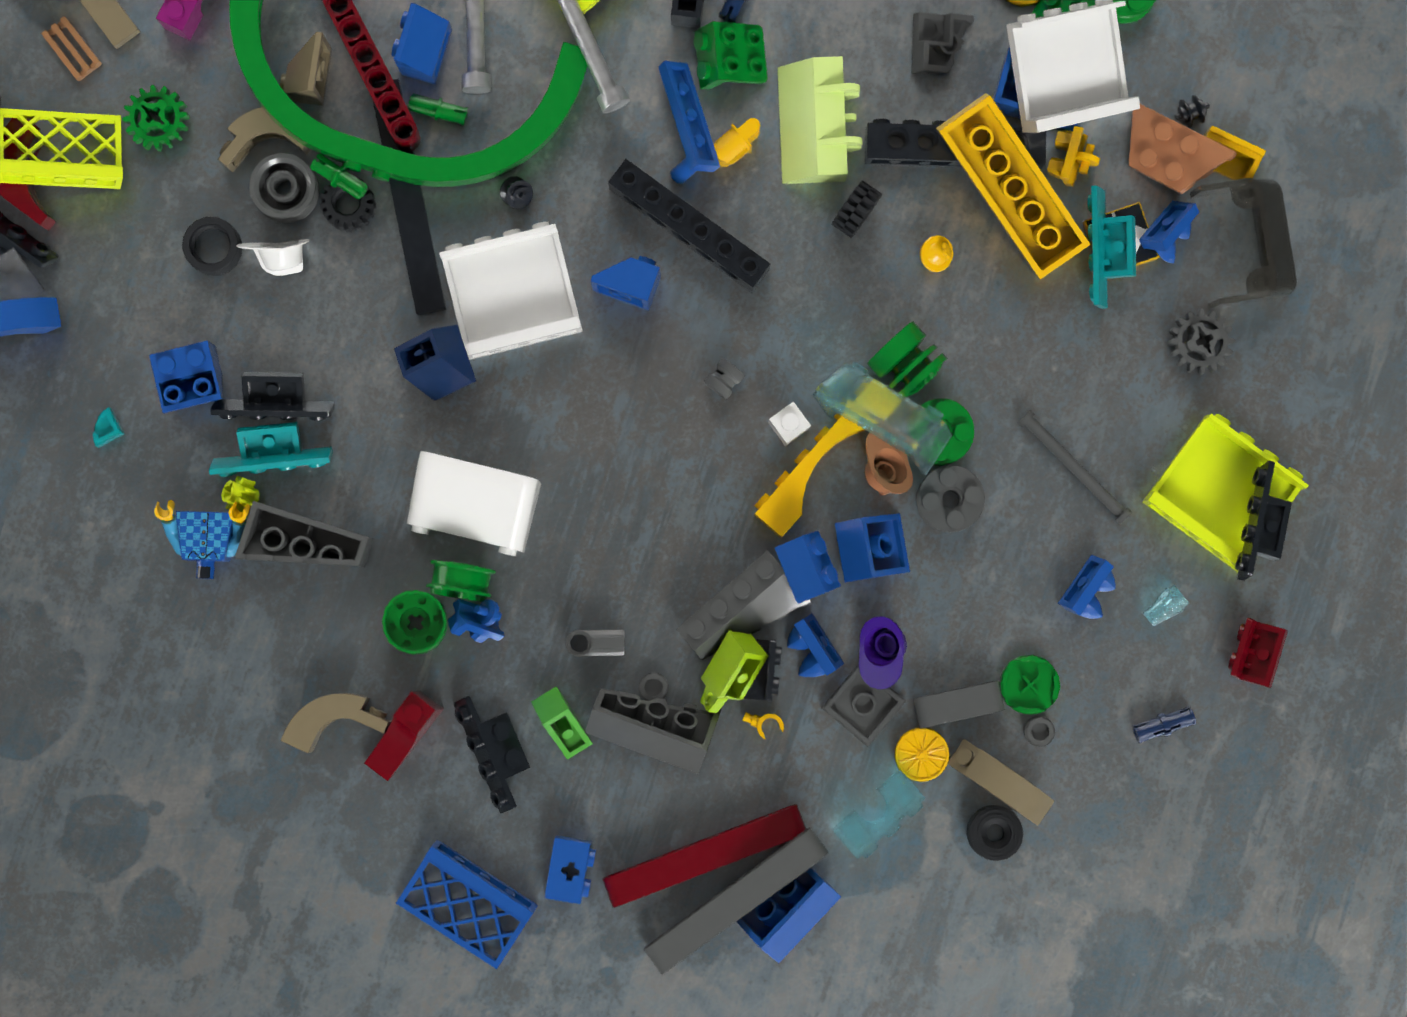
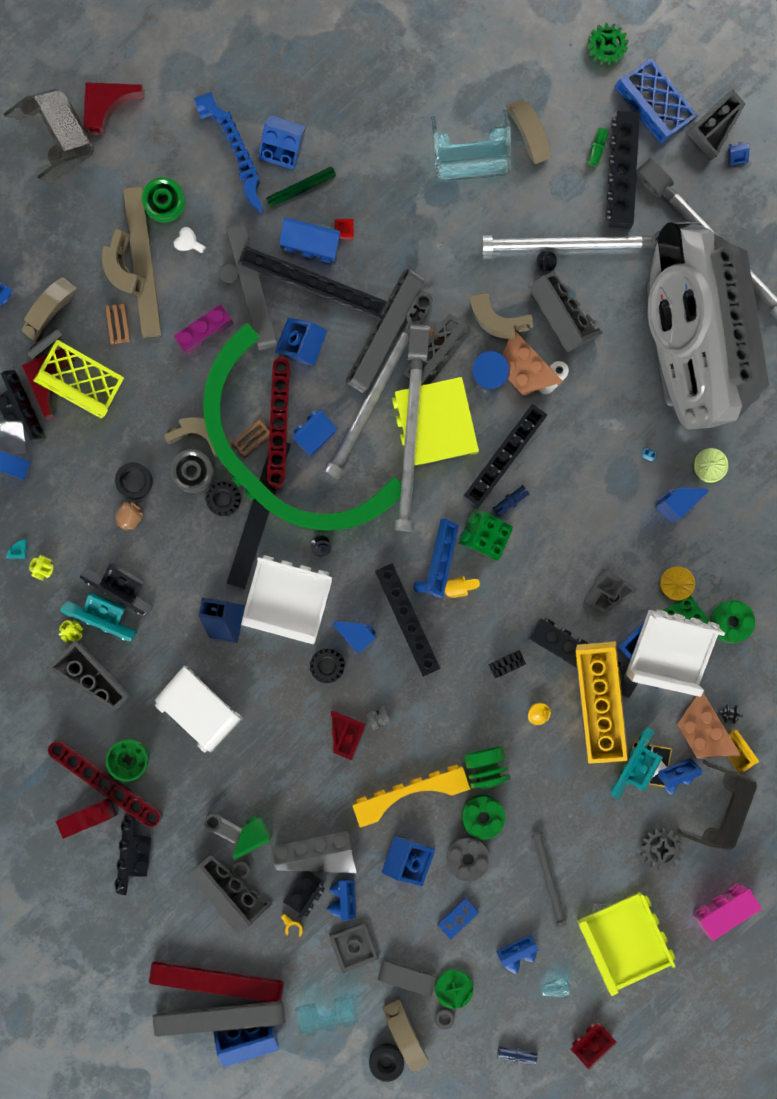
camera: 30 degrees right, 0 degrees up
(147, 127) = (135, 392): green gear -> none
(151, 431) = (41, 567): none -> neon yellow gear
(187, 376) = (78, 548): blue slope -> none
(203, 535) = (38, 643): torso -> none
(232, 296) = (129, 515): none -> medium nougat head
(280, 257) = (167, 507): white piece -> none
(308, 72) = (241, 413): dark tan slope -> none
(315, 716) = (54, 780): dark tan arch -> none
(339, 176) = (225, 483): green axle -> none
(344, 127) = (253, 437): none -> medium nougat tile
(388, 670) = (95, 782): none -> dark red beam
(438, 109) = (303, 473): green axle -> none
(460, 580) = (166, 749): green wheel -> none
(477, 619) = (162, 777): blue hips -> none
(484, 885) = (84, 930): blue fence -> none
(559, 885) = (126, 954): blue brick -> none
(561, 722) = (178, 861): bright green slope -> none
(609, 331) = (315, 665): none -> black tyre
(642, 631) = (252, 836): none -> green slope
(693, 426) = (346, 735): none -> dark red wing
(732, 670) = (289, 887): lime hinge -> none
(789, 424) = (400, 764): white brick -> none
(808, 566) = (364, 854): blue slope -> none
(815, 120) = (512, 599): yellowish green piece -> none
(881, 652) = (379, 924): dark purple piece -> none
(884, 413) = (455, 792): clear light blue windscreen -> none
(886, 467) = (443, 818): nougat piece -> none
(921, 754) = (370, 994): yellow wheel -> none
(982, 587) = (458, 918): none -> blue tile
(1074, 144) = (640, 707): yellow hips -> none
(1266, 524) = (638, 976): black bracket -> none
(1335, 373) = (726, 911): none -> dark pink brick

